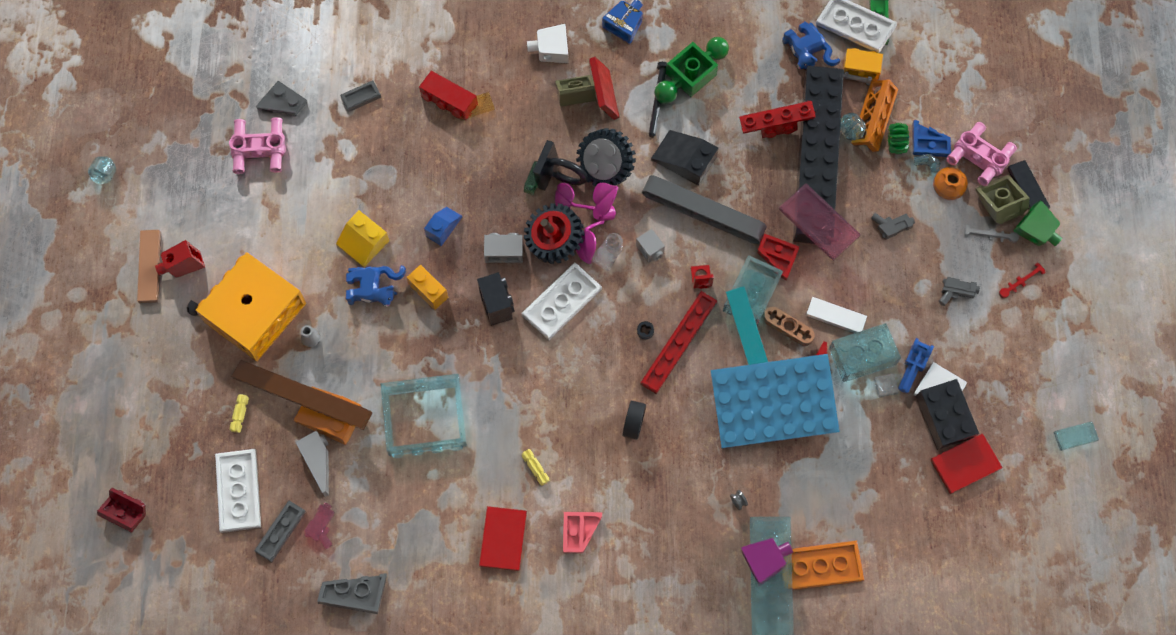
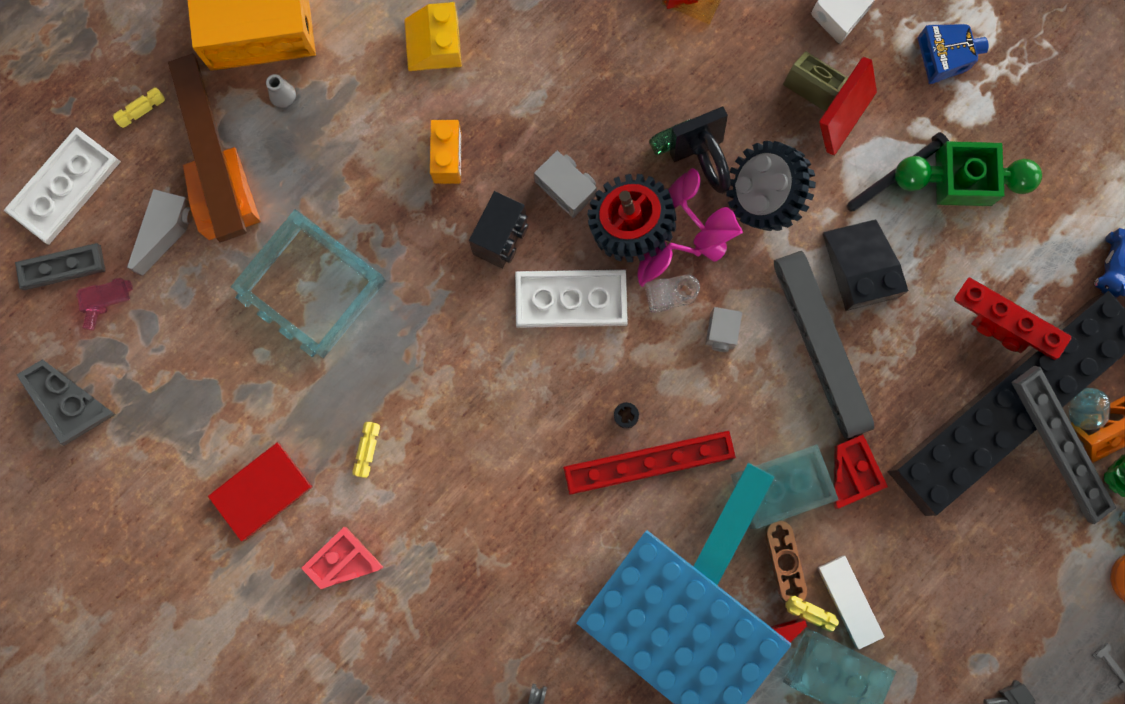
camera: 45 degrees right, 10 degrees up
(369, 284) = (392, 93): blue animal -> none
(442, 225) = (528, 98): blue slope -> none
(634, 420) = (511, 503): black tyre -> none
(702, 281) = (739, 423): red bracket -> none
(819, 222) = (937, 485): clear pink tile -> none
(826, 336) = (811, 613): none -> light yellow axle
(857, 152) = (1063, 444): none -> dark grey tile
(890, 227) = (1016, 564): dark grey piece -> none

